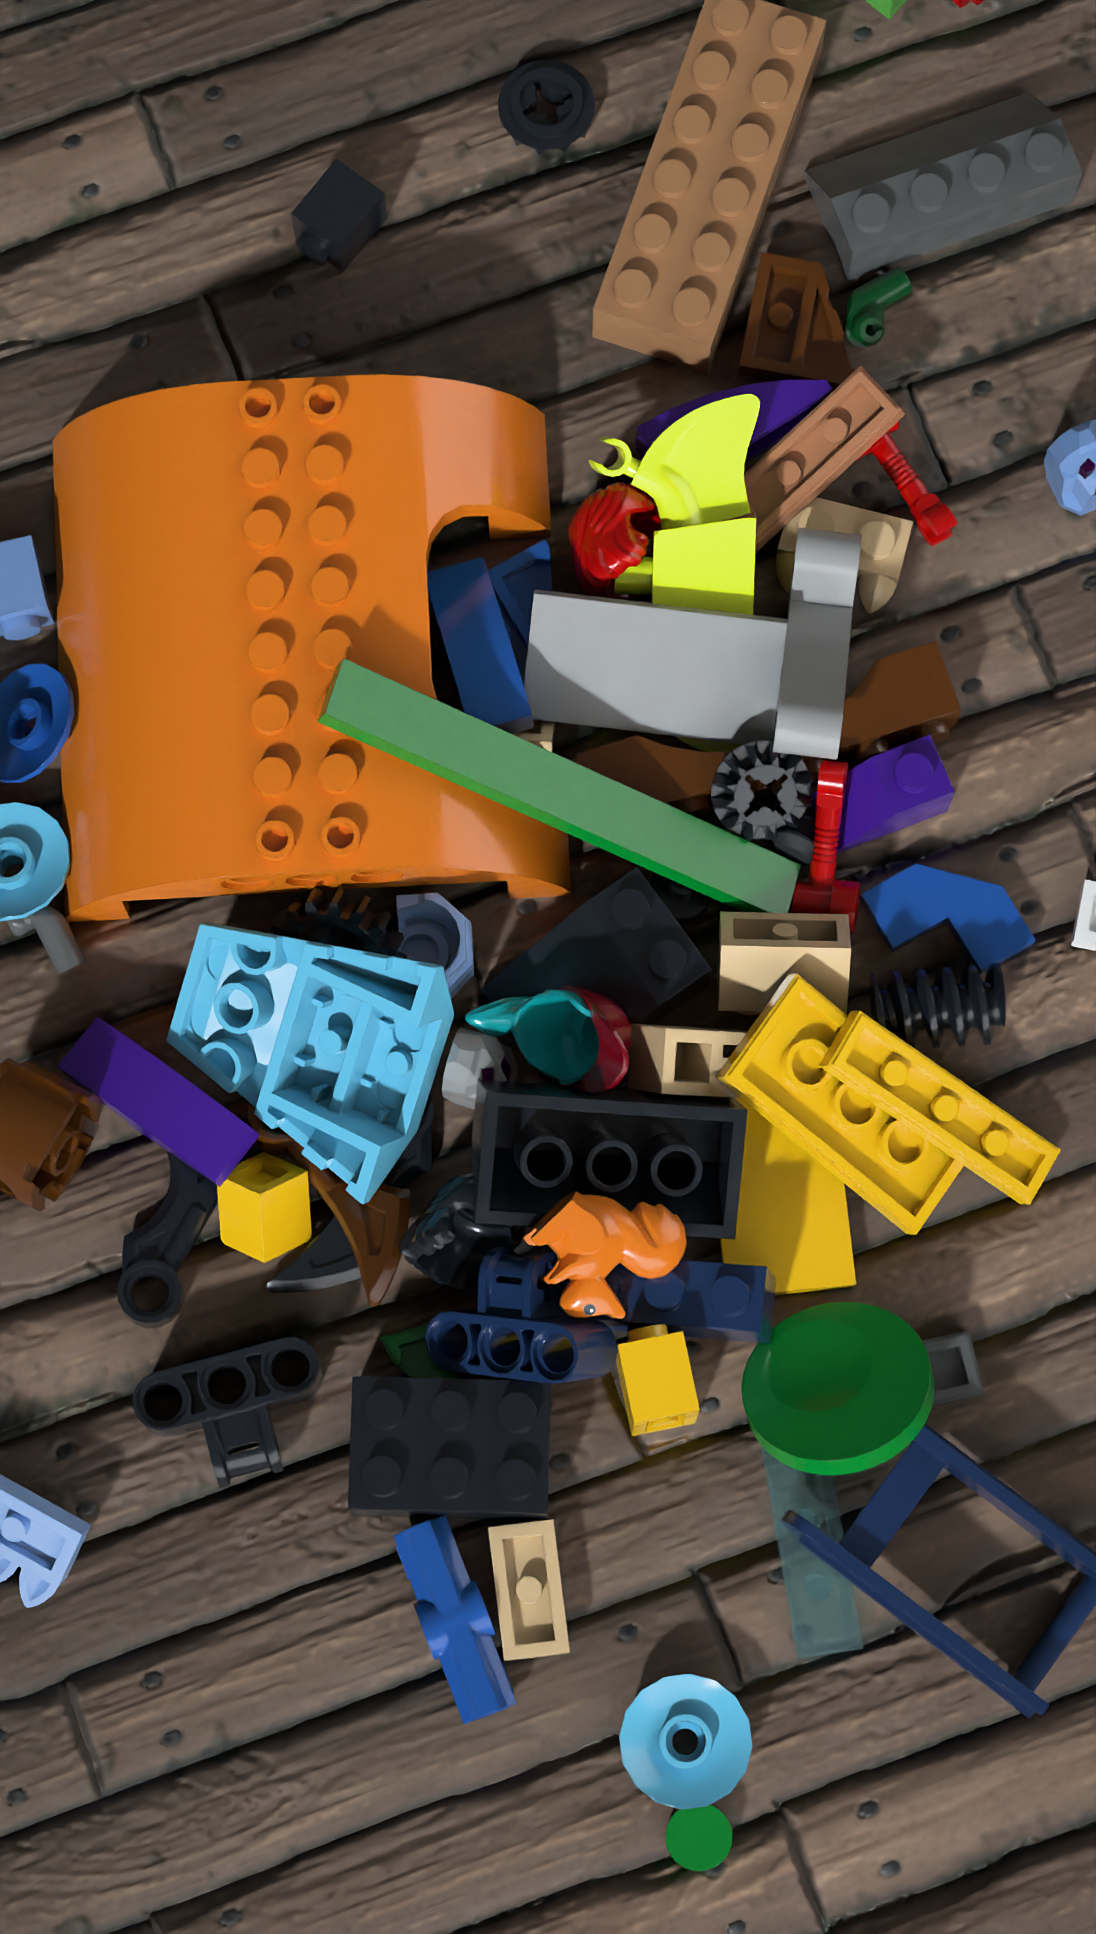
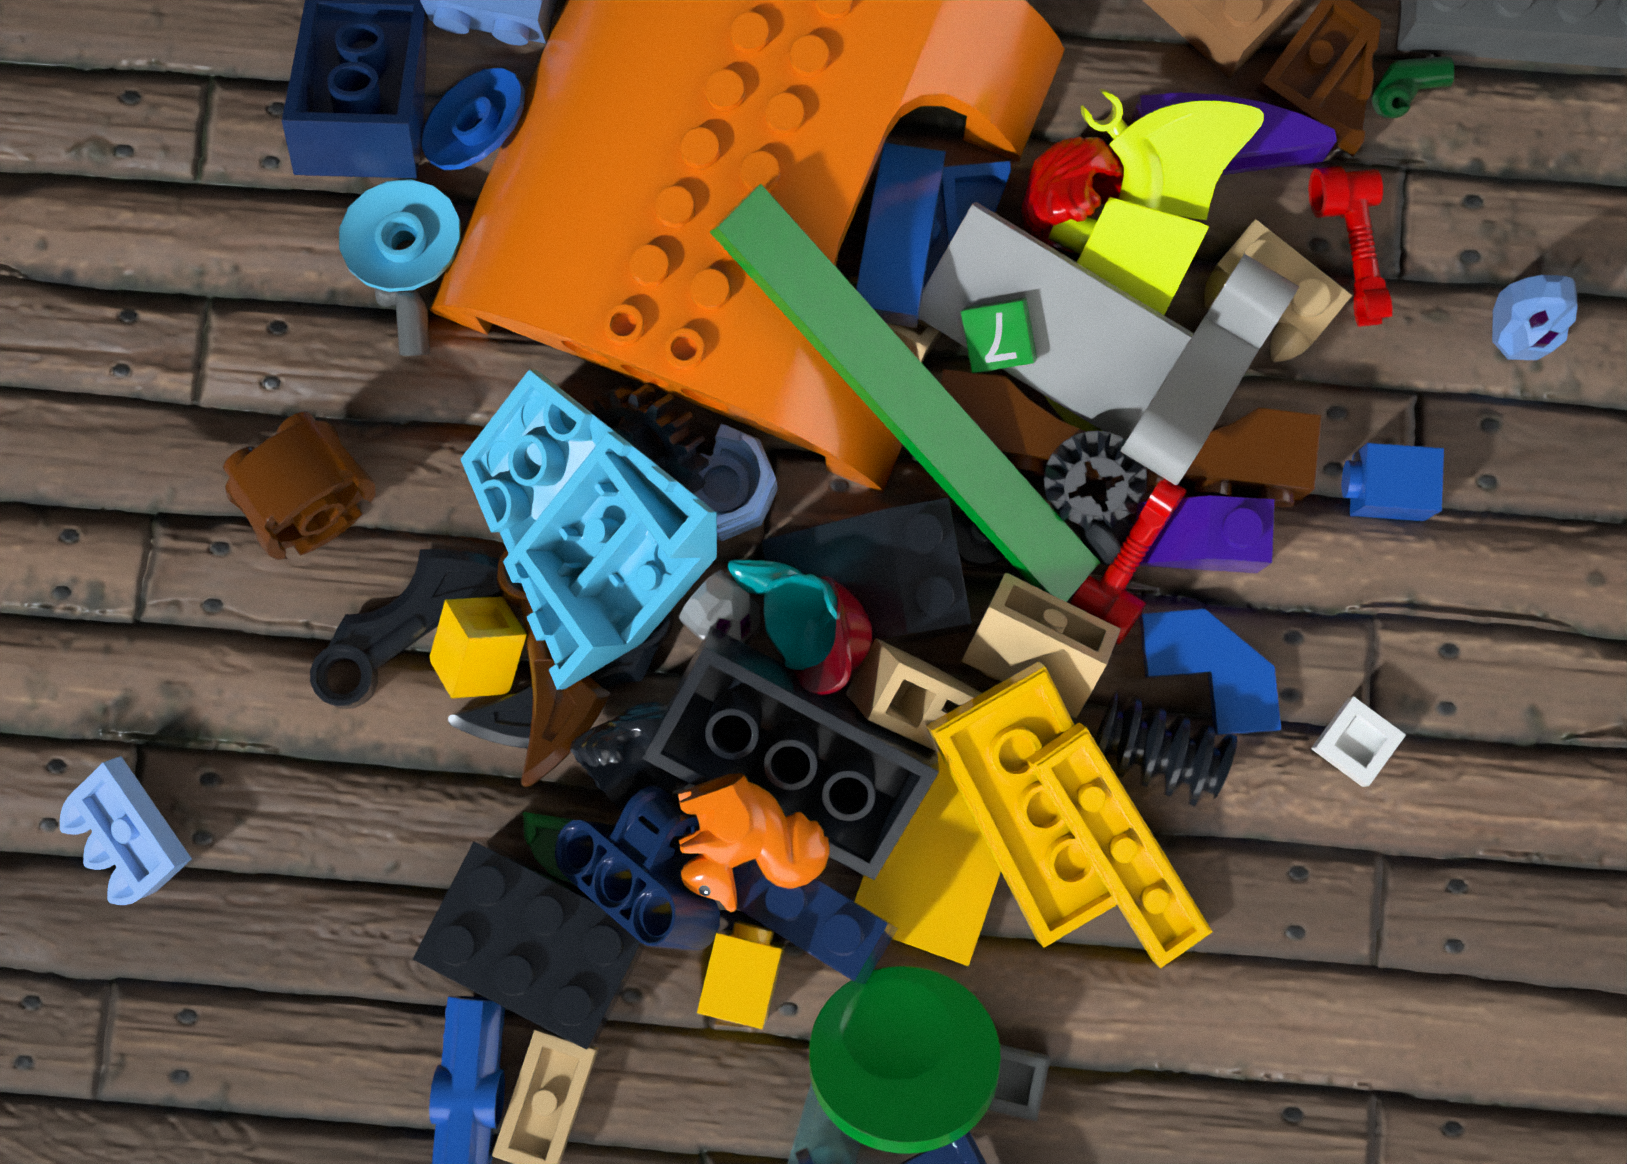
camera: 30 degrees right, 5 degrees up
(158, 1101) = (426, 510): dark purple slope -> none
(234, 1425) = (351, 828): black piece -> none
(612, 700) = (999, 335): none -> tile
(817, 452) = (1295, 192): nougat tile -> none
(1030, 671) = (1394, 482): none -> blue brick

